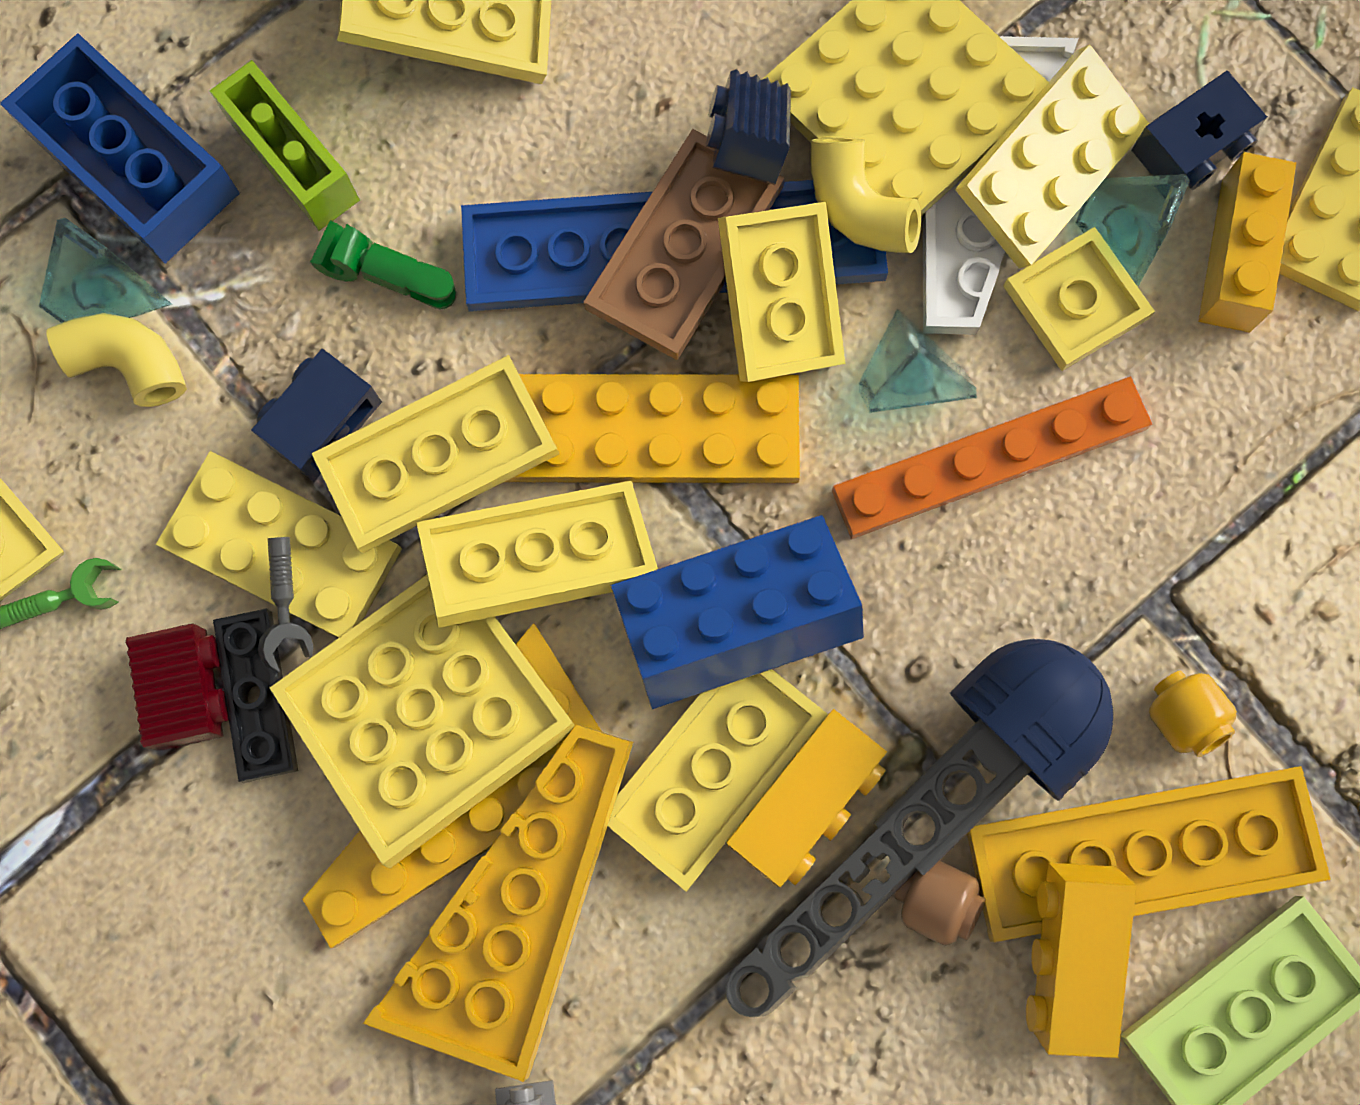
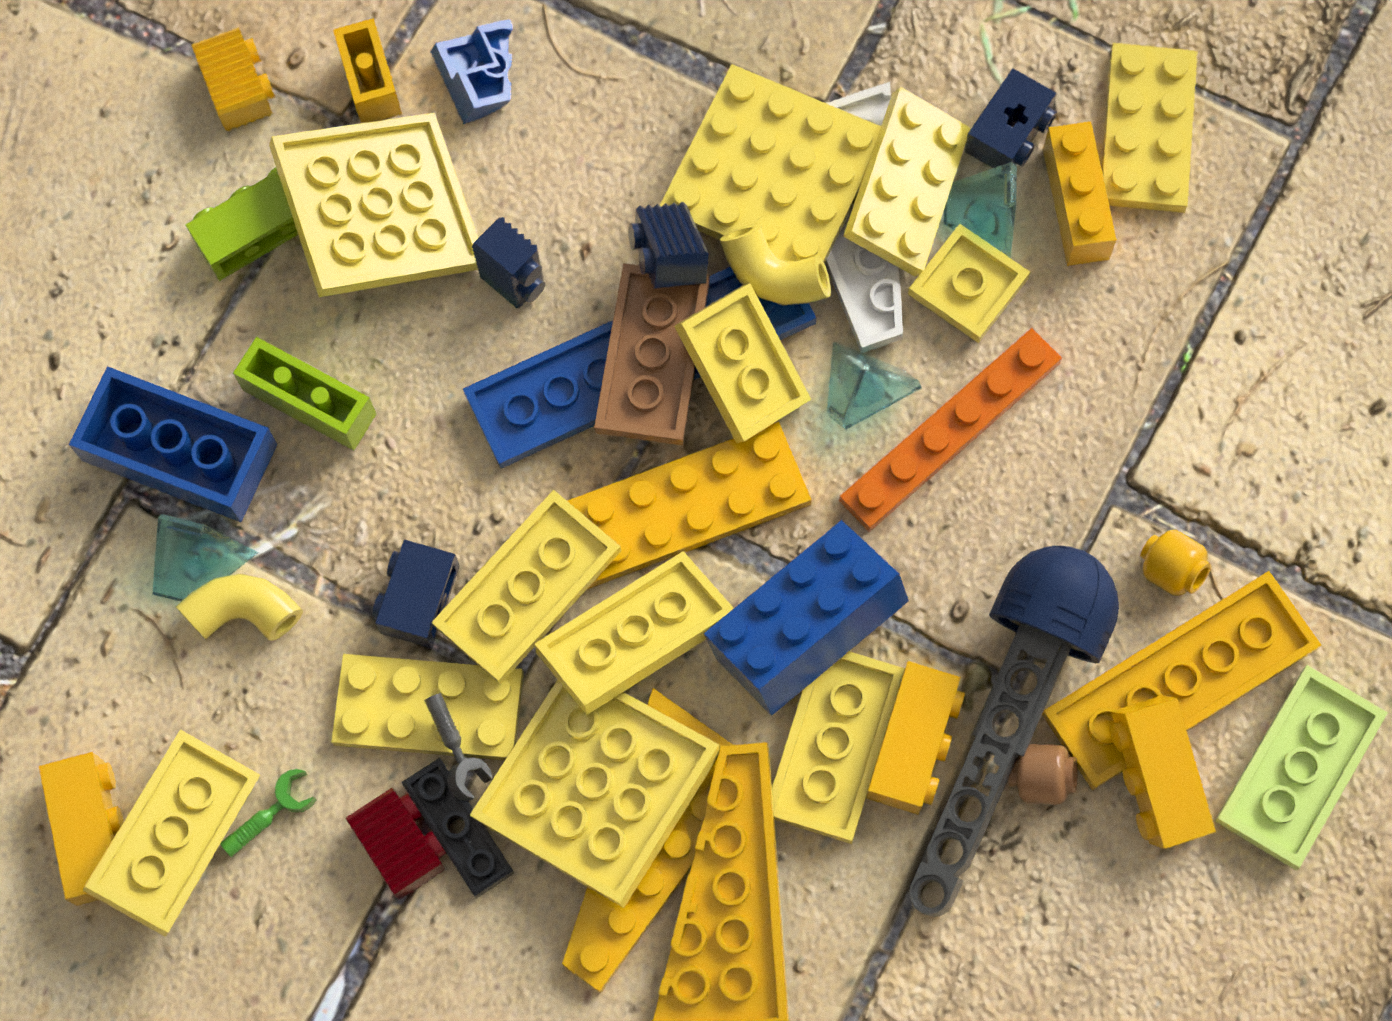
camera: 20 degrees left, 5 degrees down
(348, 251) = (384, 460): green piece -> none
(567, 82) = (509, 263): none -> dark blue brick

